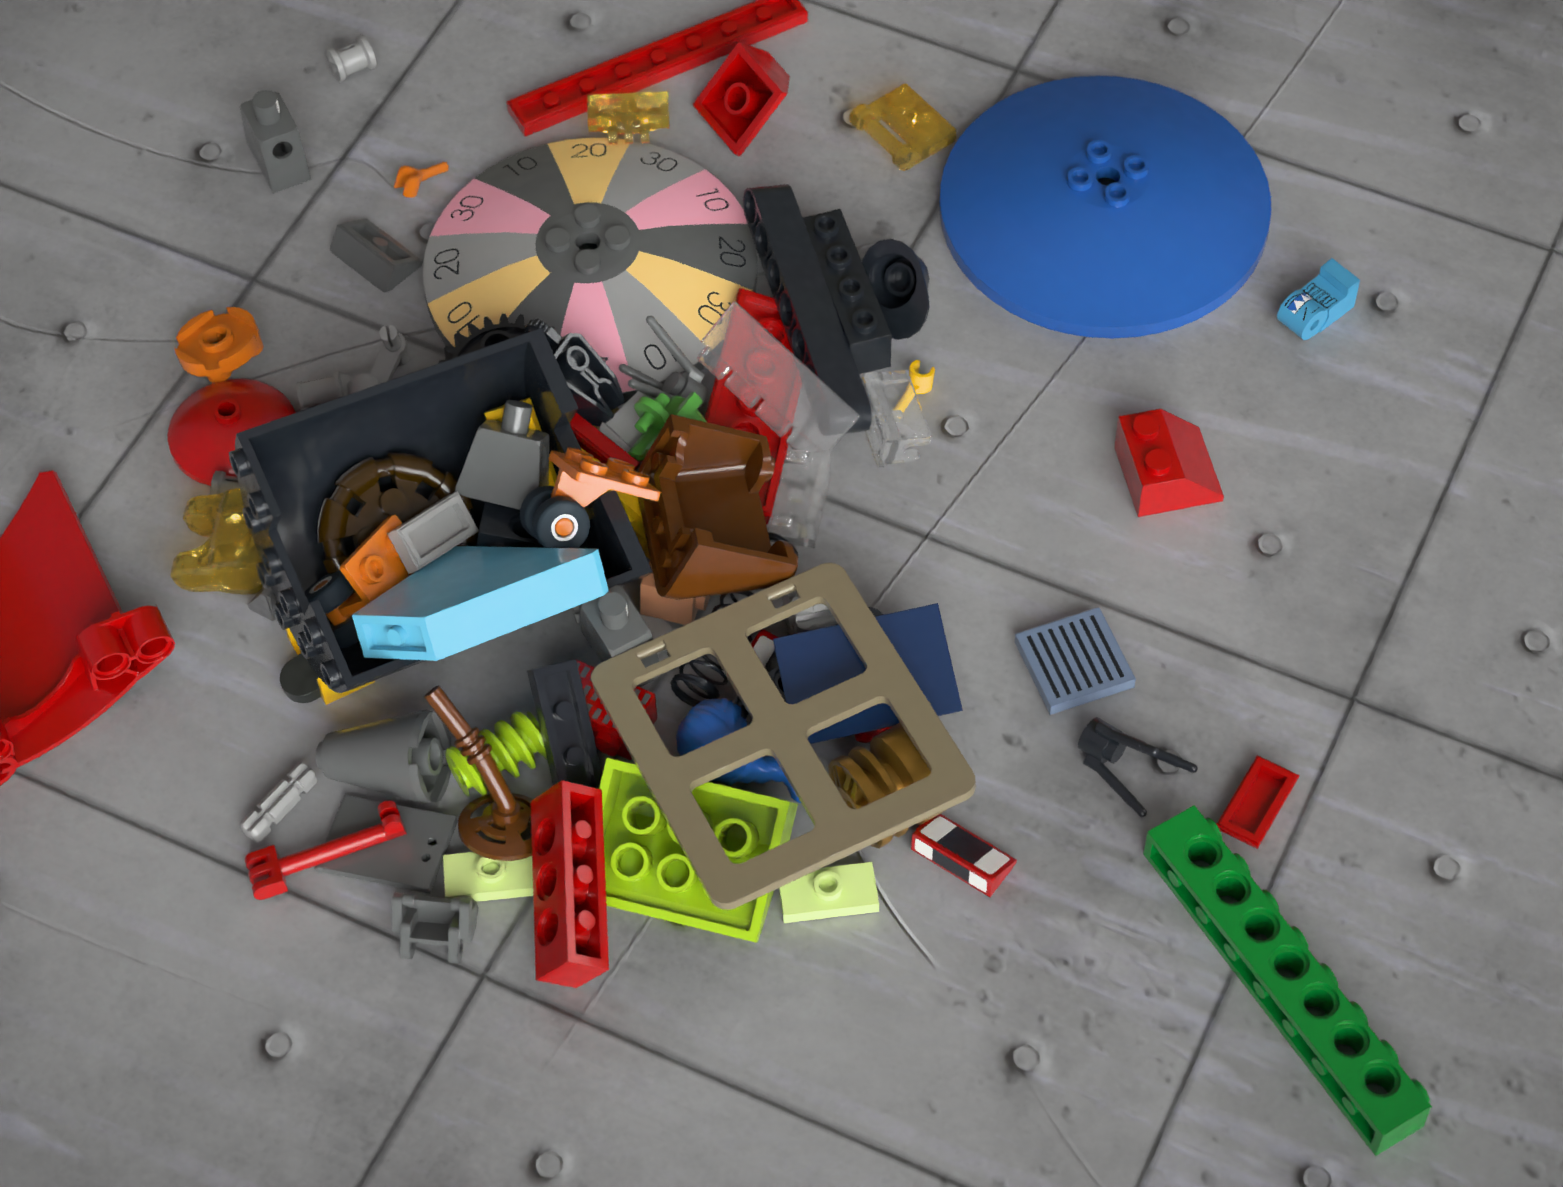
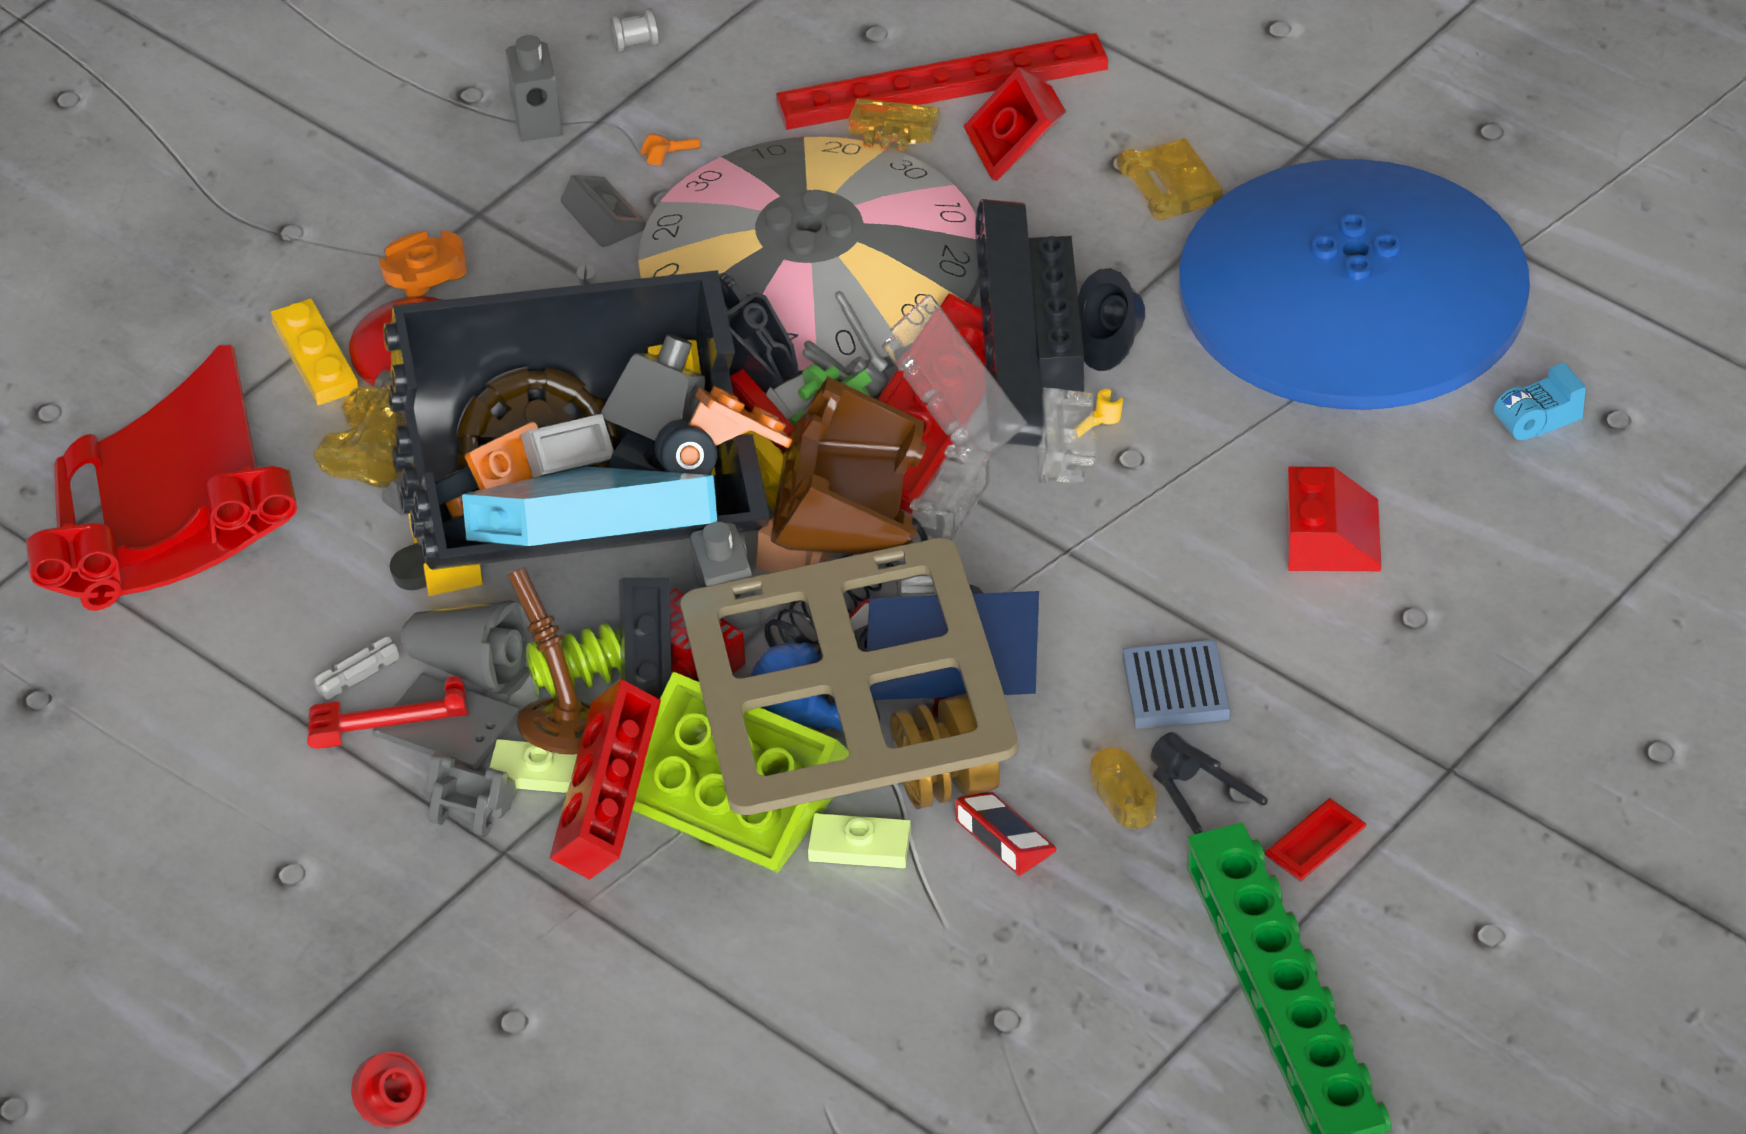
camera: 15 degrees right, 10 degrees down
(136, 459) = (314, 351): none -> yellow plate
(1065, 779) = (1131, 784): none -> clear yellow beam

